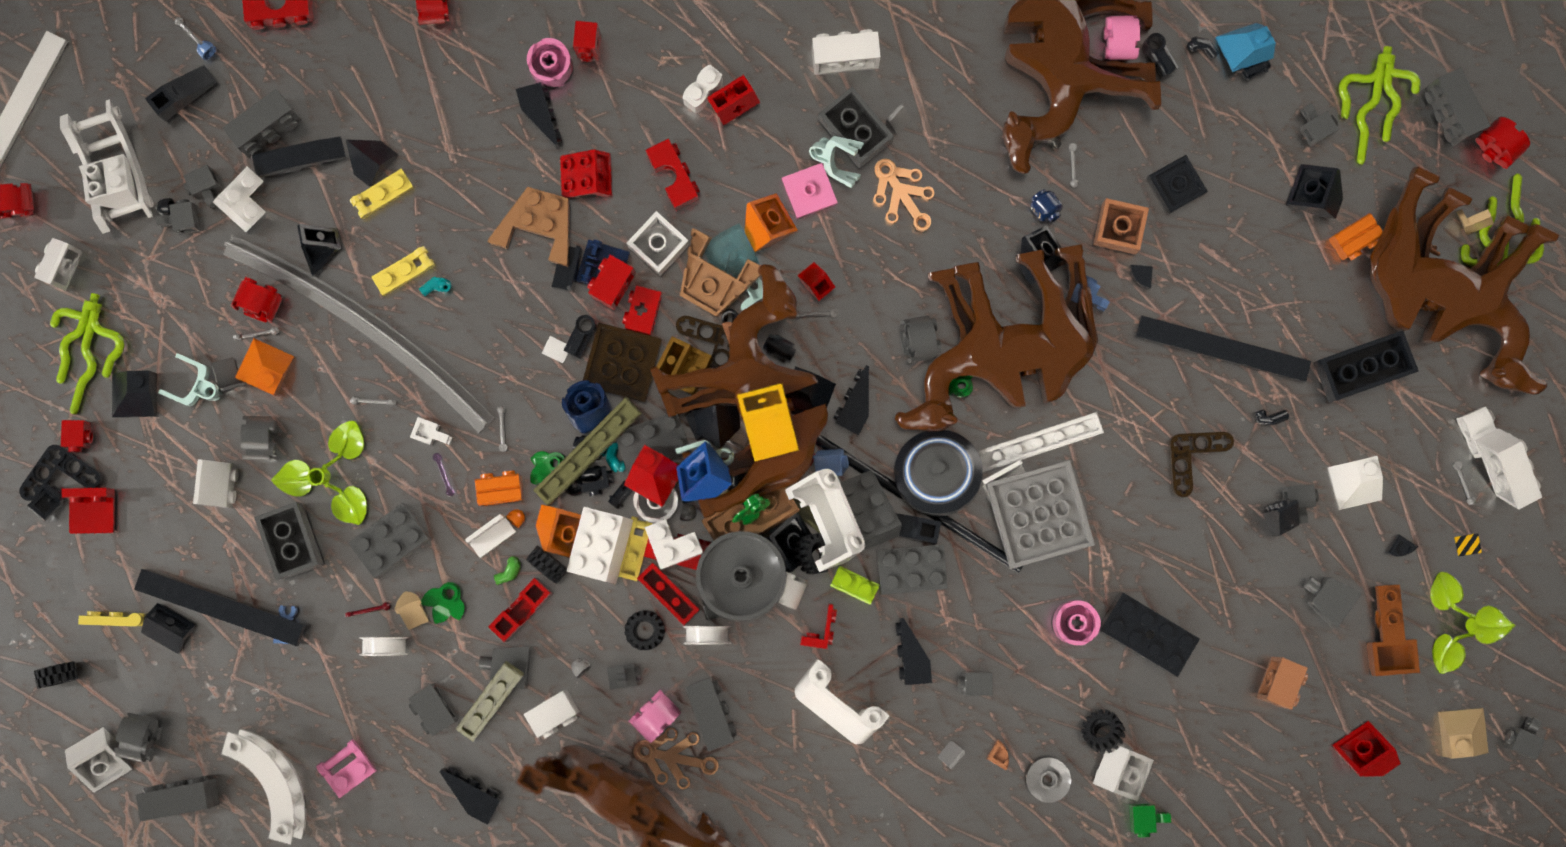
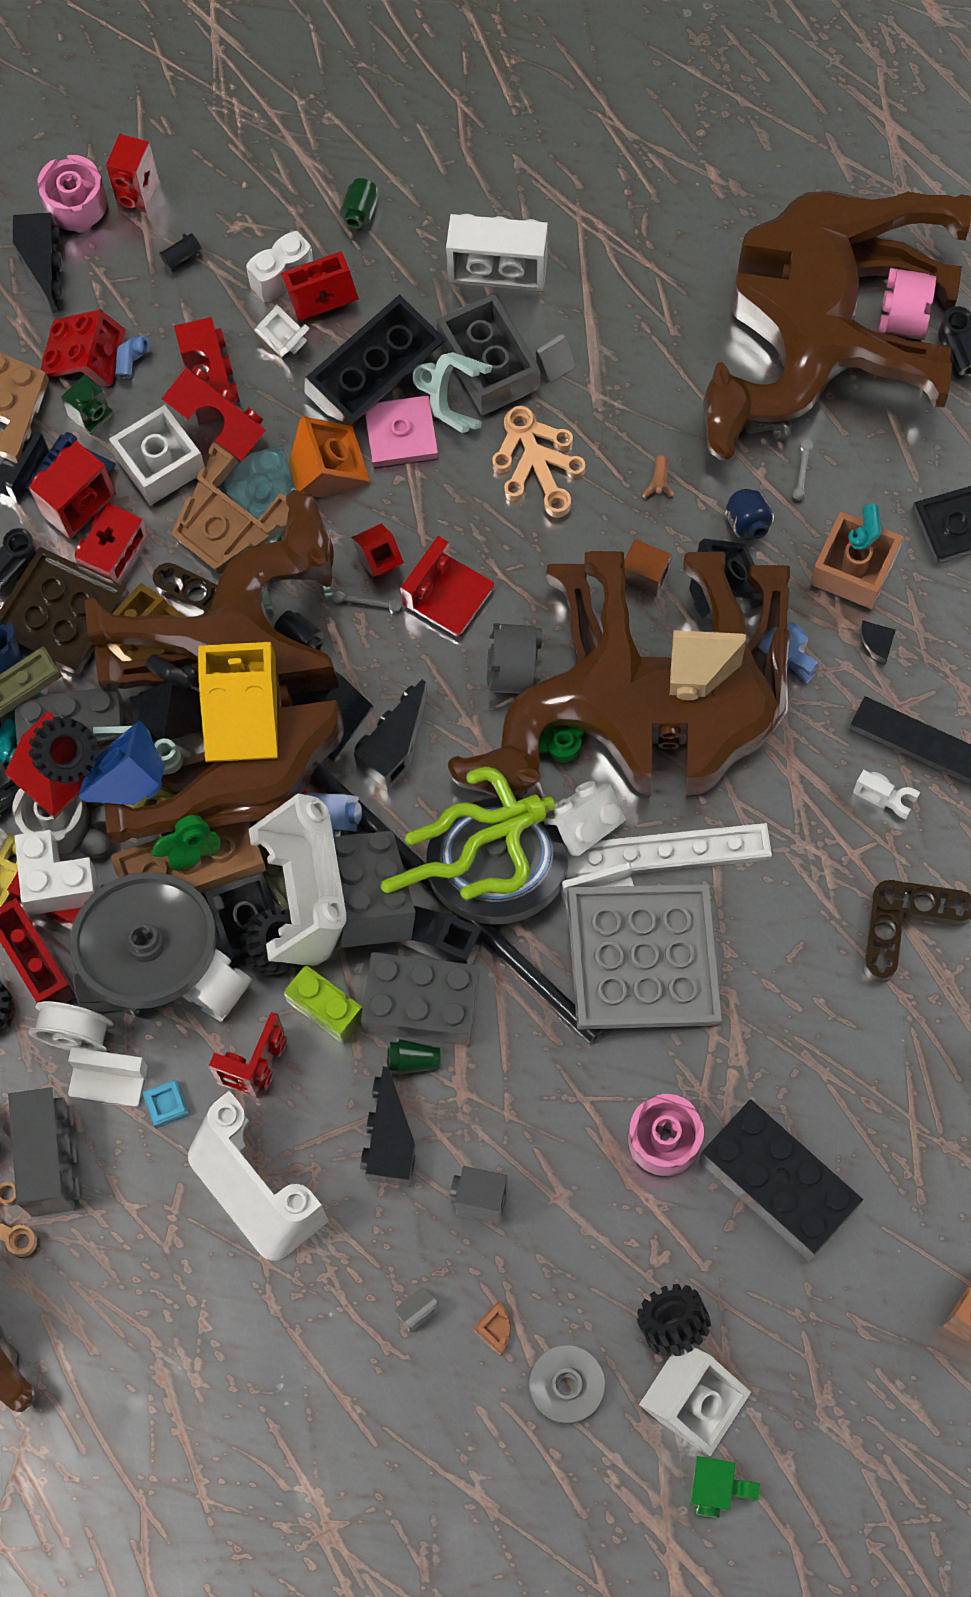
camera: 15 degrees right, 15 degrees down
(601, 216) = (87, 404): none -> dark green brick
(617, 171) = (128, 353): none -> medium blue arm
(632, 89) = (180, 251): none -> black pin
(671, 477) = (42, 745): none -> black tyre
(674, 200) = (192, 391): none -> red arch
(713, 403) = (165, 670): none -> black arm
(715, 136) = (281, 332): none -> white bracket
(733, 657) = (106, 1077): none -> white panel
(743, 30) = (359, 203): none -> dark green brick
(772, 664) = (165, 1103): none -> medium azure tile
(783, 150) = (372, 361): none -> black slope
(866, 298) = (445, 589): none -> red bracket
(912, 606) = (411, 1057): none -> dark green cone
(946, 449) = (512, 820): none -> lime plant
(983, 191) = (659, 480): none -> nougat bar
(986, 432) = (586, 816): none -> white bracket
(989, 256) = (646, 567): none -> dark orange panel
(1044, 332) = (703, 661): none -> tan slope
(1128, 209) = (869, 531): none -> teal arm
(1160, 376) = (879, 791): none -> white plate

